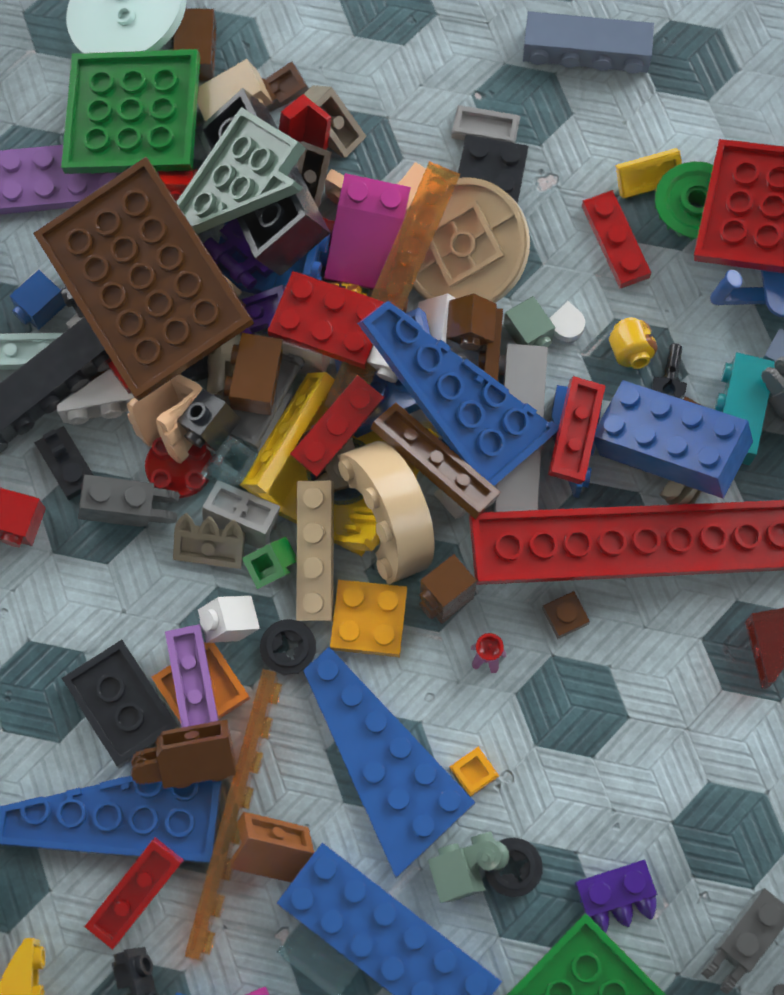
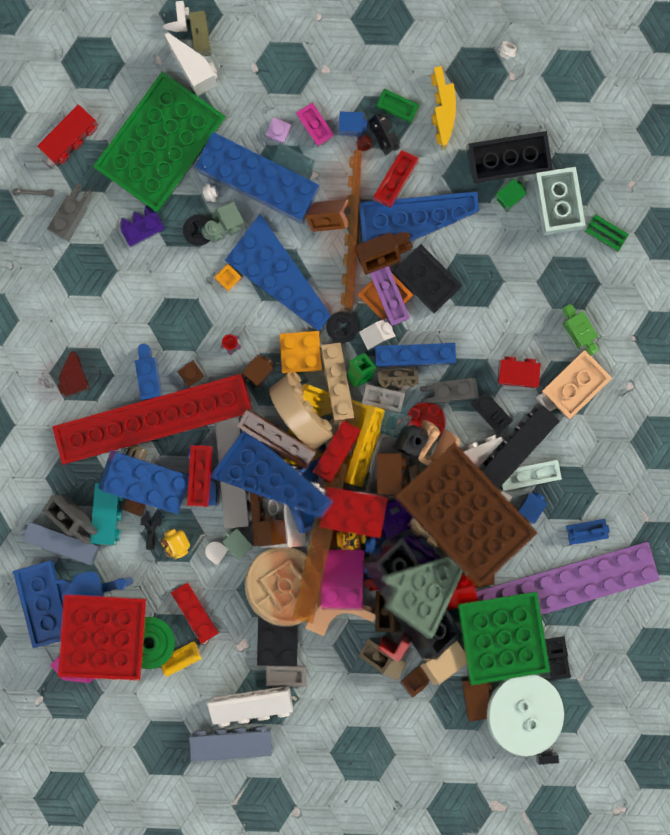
camera: 170 degrees right, 15 degrees up
(54, 81) = (557, 658): none -> black slope
(169, 572) = (415, 355): none -> blue brick
(178, 975) = (364, 143): none -> clear red hinge
(480, 933) = (210, 192): none -> white plate
(549, 90) = (250, 705): none -> white slope
(641, 621) = (147, 374): none -> blue brick

